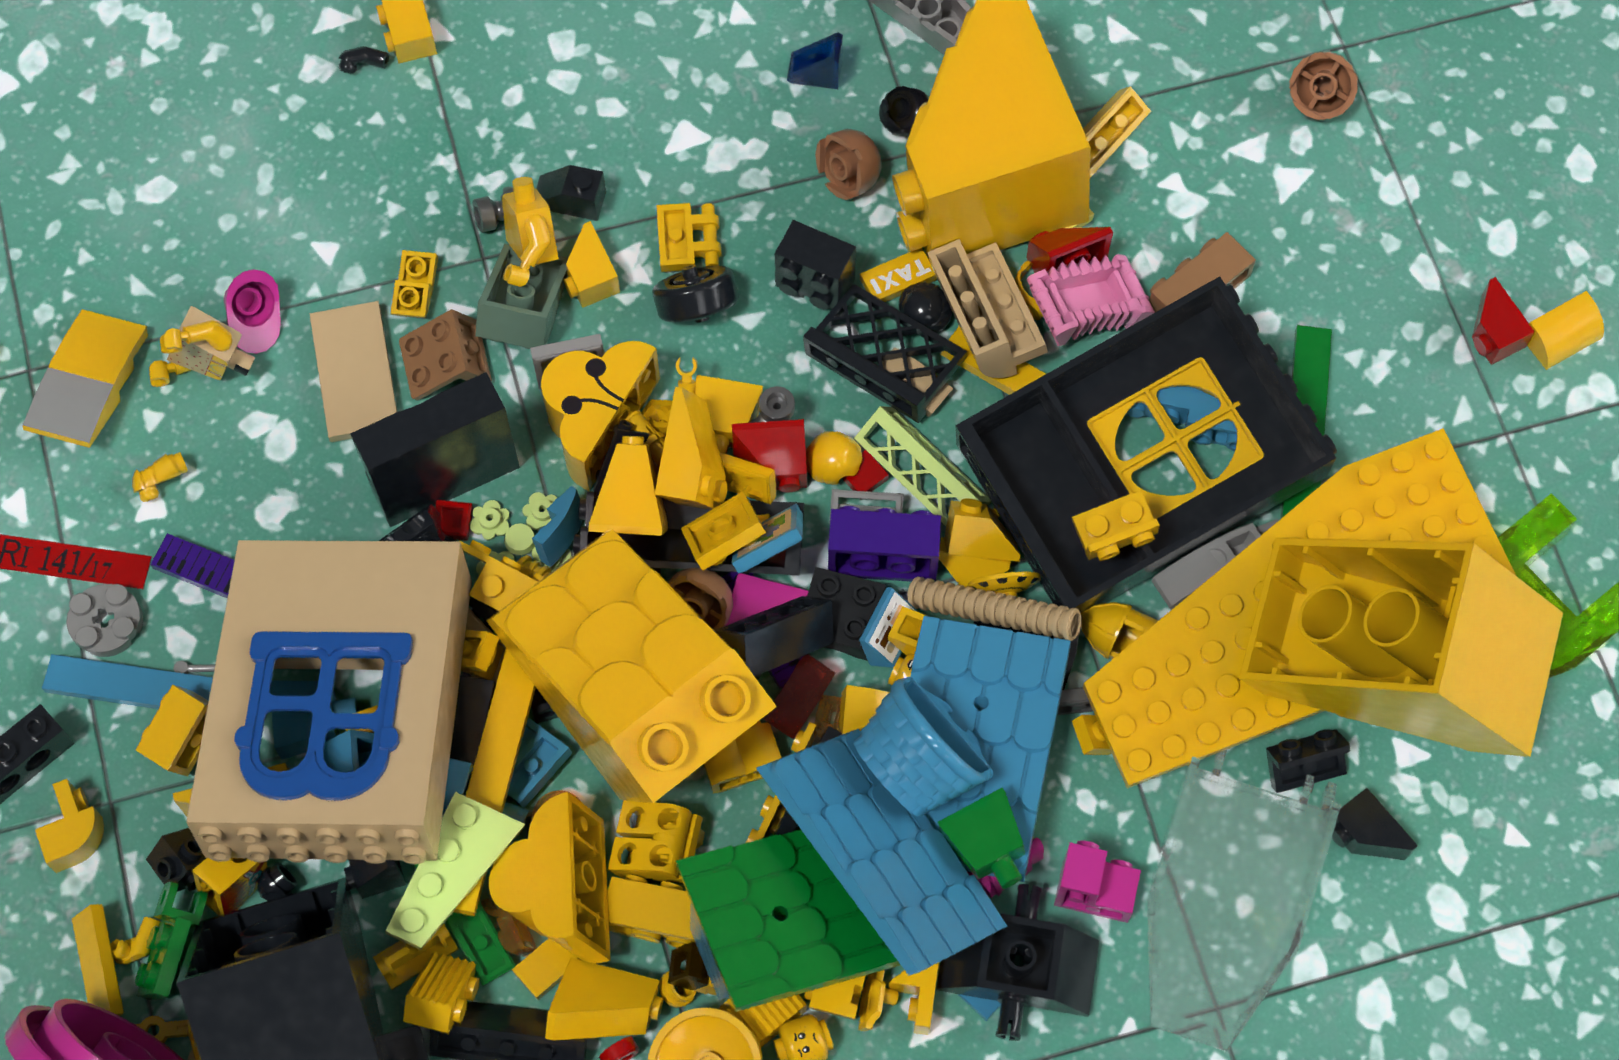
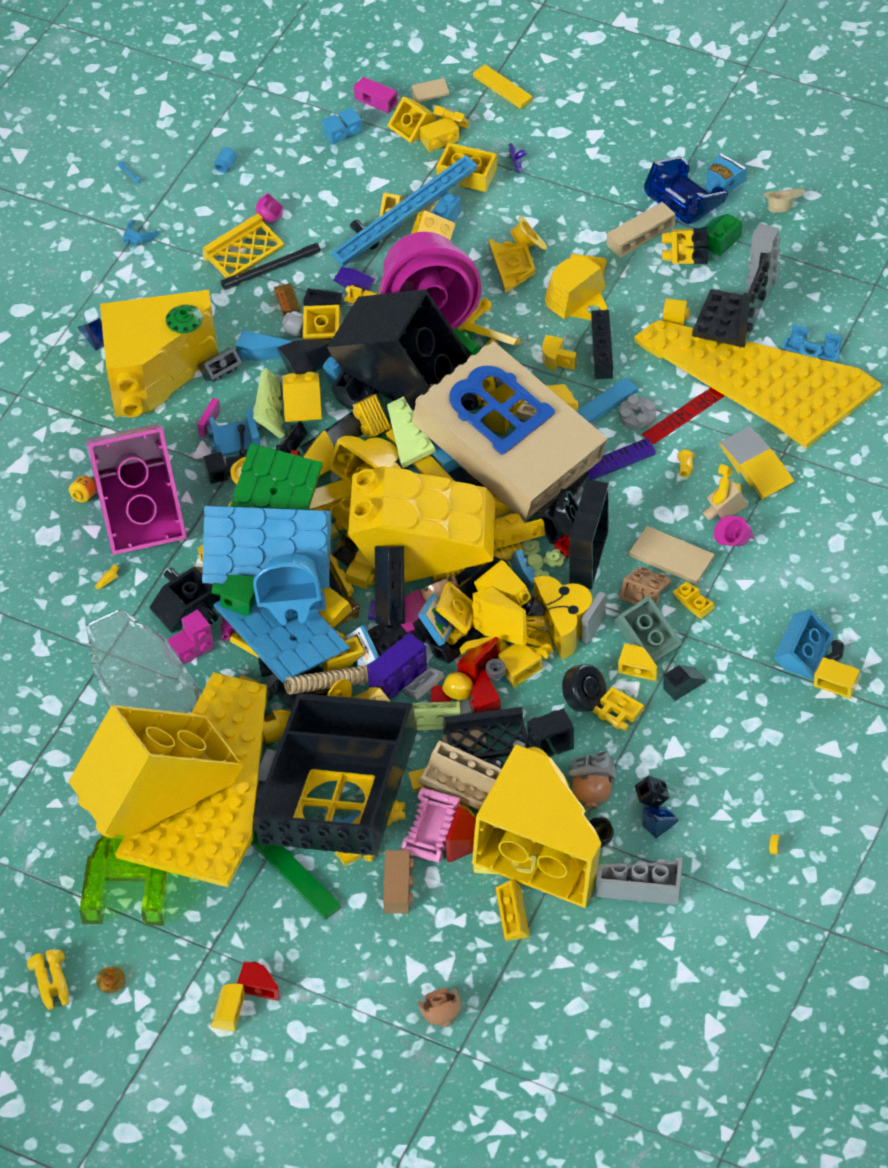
camera: 135 degrees right, 15 degrees down
(384, 98) = (803, 644): none -> dark azure slope
(526, 226) = (676, 642): yellow torso -> none
(734, 805) = (345, 550): none -> black slope
(788, 92) = (652, 791): none -> black brick
(799, 695) = (364, 594): clear red slope -> none
(816, 187) = (595, 764): none -> light grey slope
(824, 406) = (484, 695): none -> red slope
(1115, 526) = (309, 722): yellow bracket -> none

